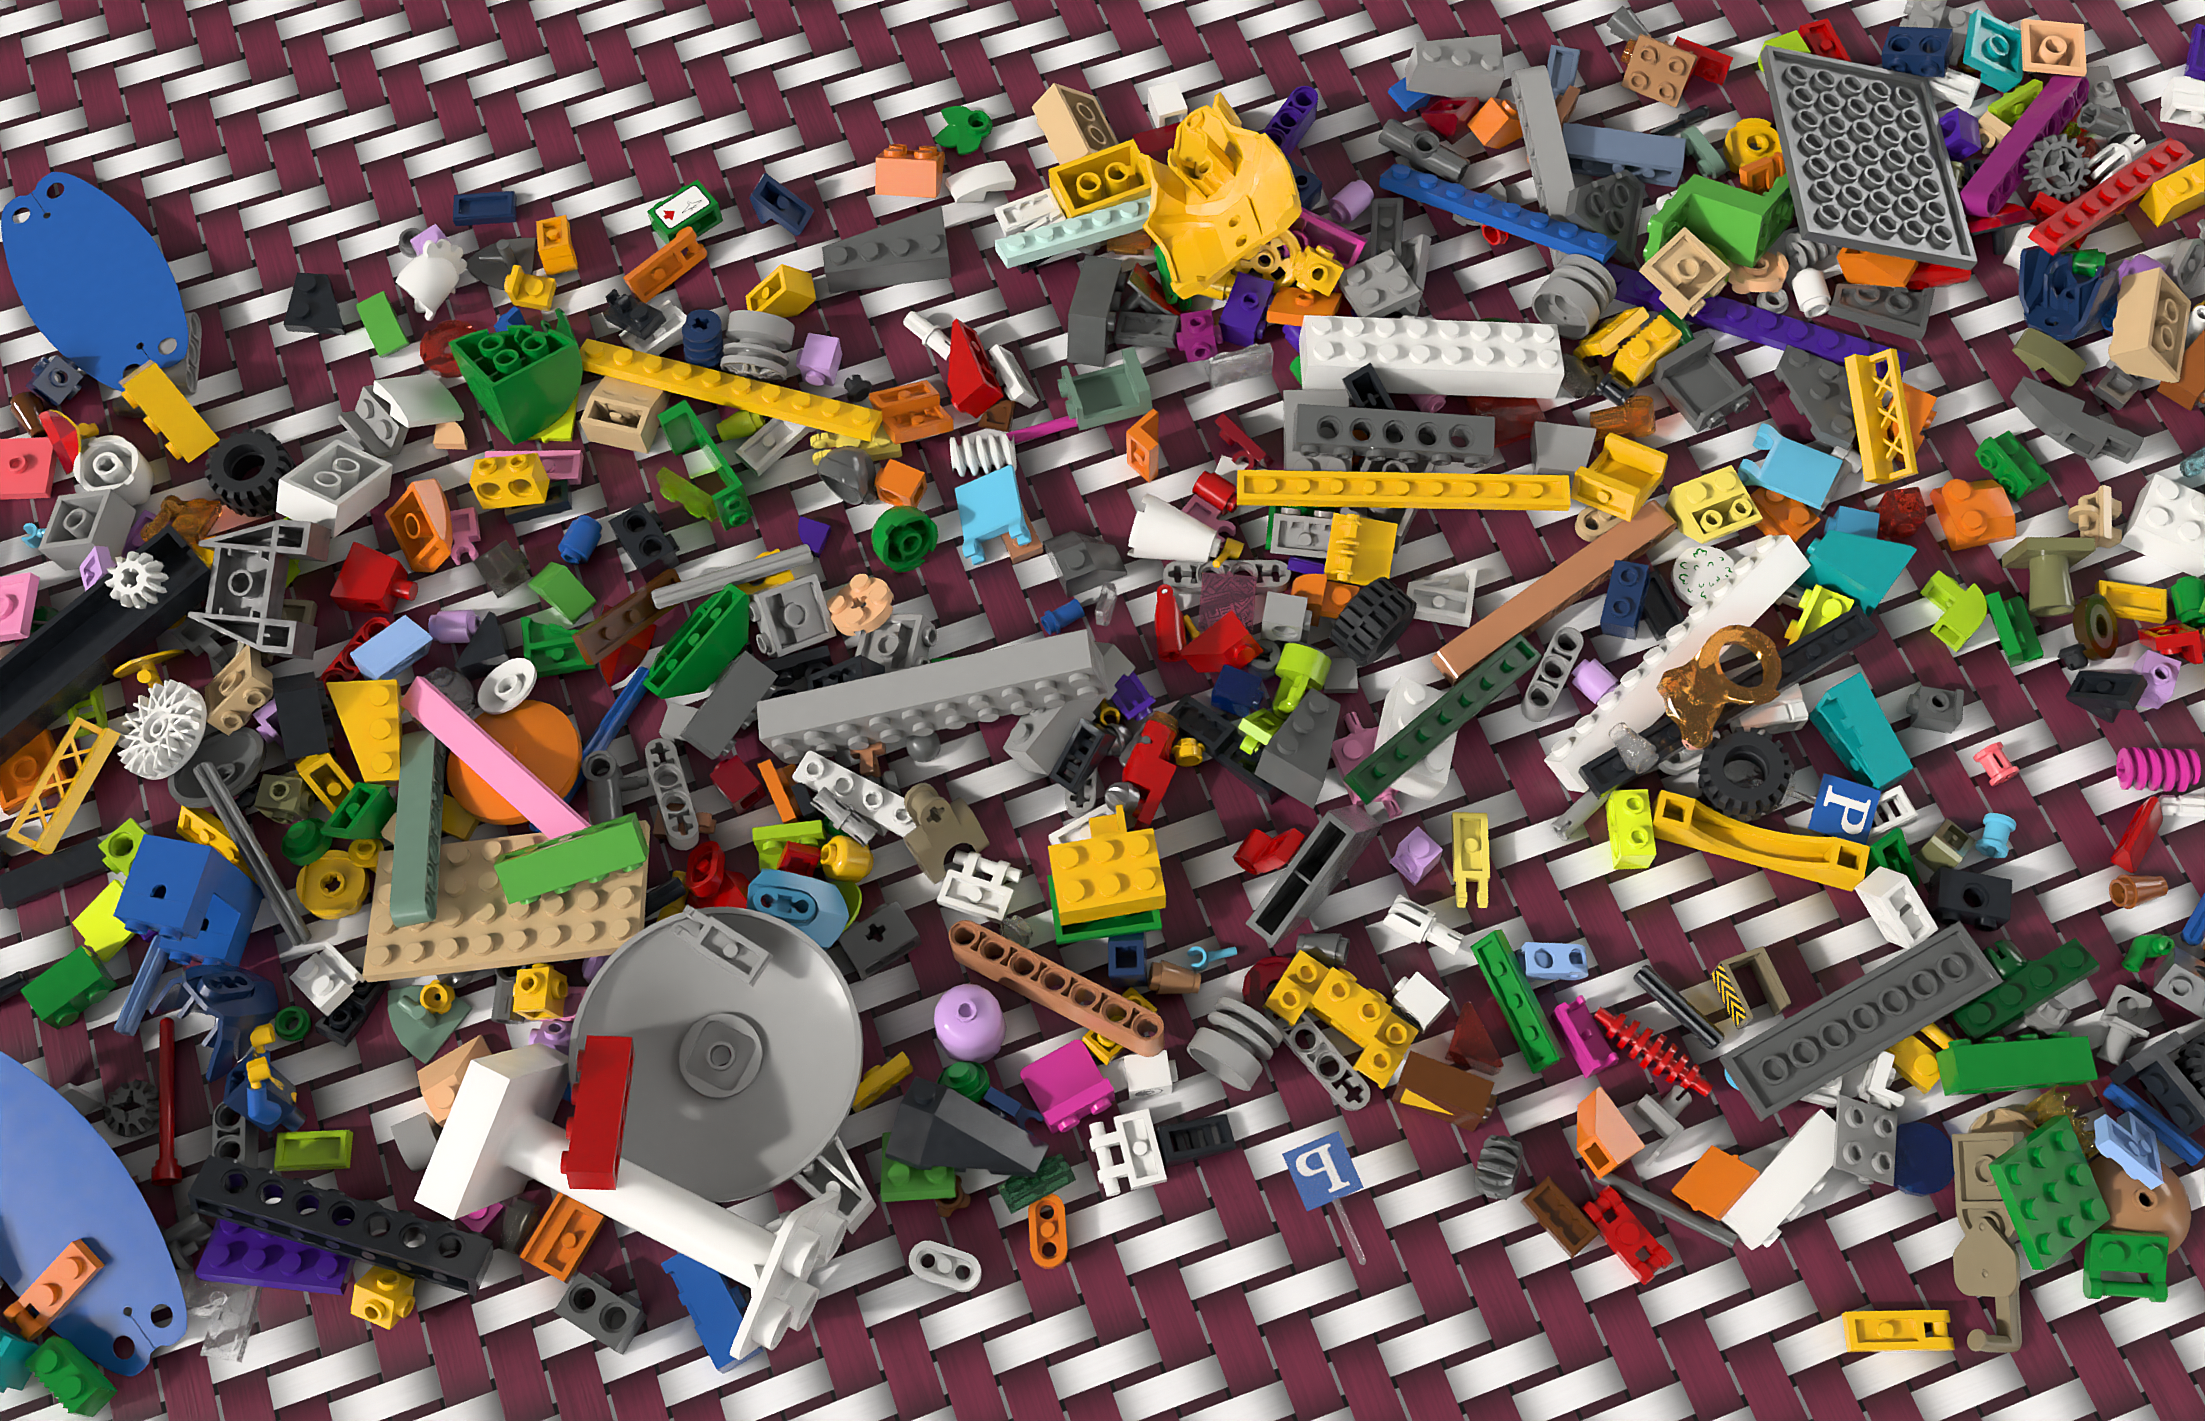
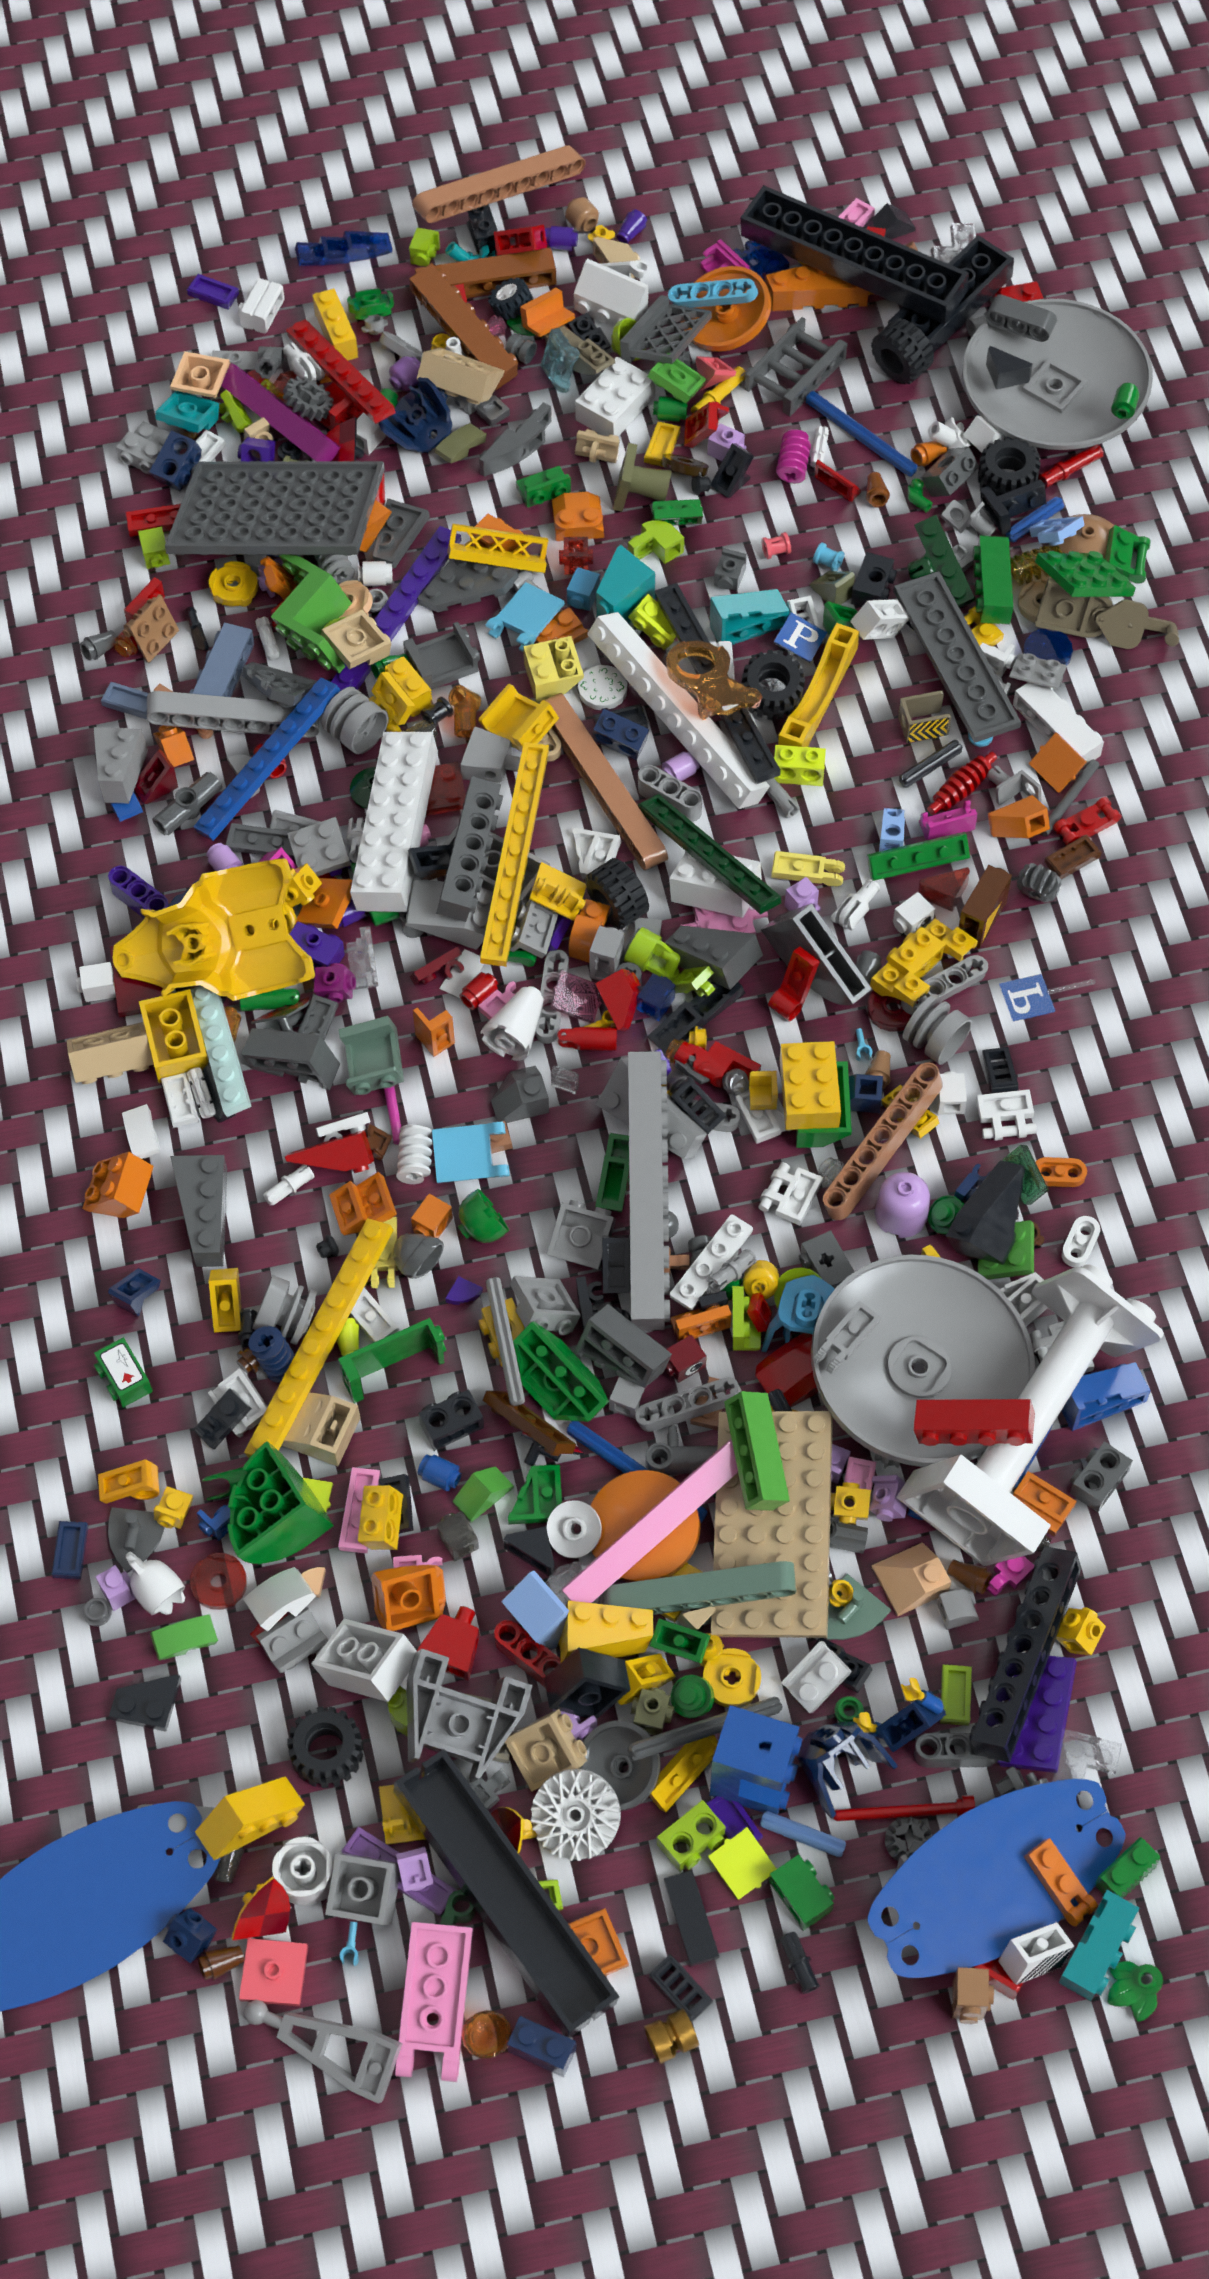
camera: 85 degrees left, 5 degrees down
(75, 792) = (618, 1898): yellow fence -> none
(136, 580) = (450, 1815): white gear -> none
(193, 518) = (365, 1798): clear orange plate -> none
(453, 626) = (505, 1575): lavender brick -> none
(665, 265) = (174, 1390): orange plate -> none
(695, 500) = (404, 1390): clear neon green plate -> none
(705, 869) = (759, 1379): red plate -> none
(819, 359) = (299, 1270): lavender brick -> none
(846, 604) = (526, 1246): light nougat plate -> none
(939, 829) = (748, 1204): dark tan piece -> none
(962, 129) = (79, 1147): green plate -> none
(1062, 616) = (572, 1119): blue pin -> none
(1067, 1086) = (956, 1147): dark pink bracket -> none
(1232, 550) = (531, 982): yellow hand -> none
(1633, 748) = (751, 740): clear cone -> none
(1707, 158) = (241, 614): sand green plate -> none
(1896, 1331) = (1160, 684): yellow plate -> none

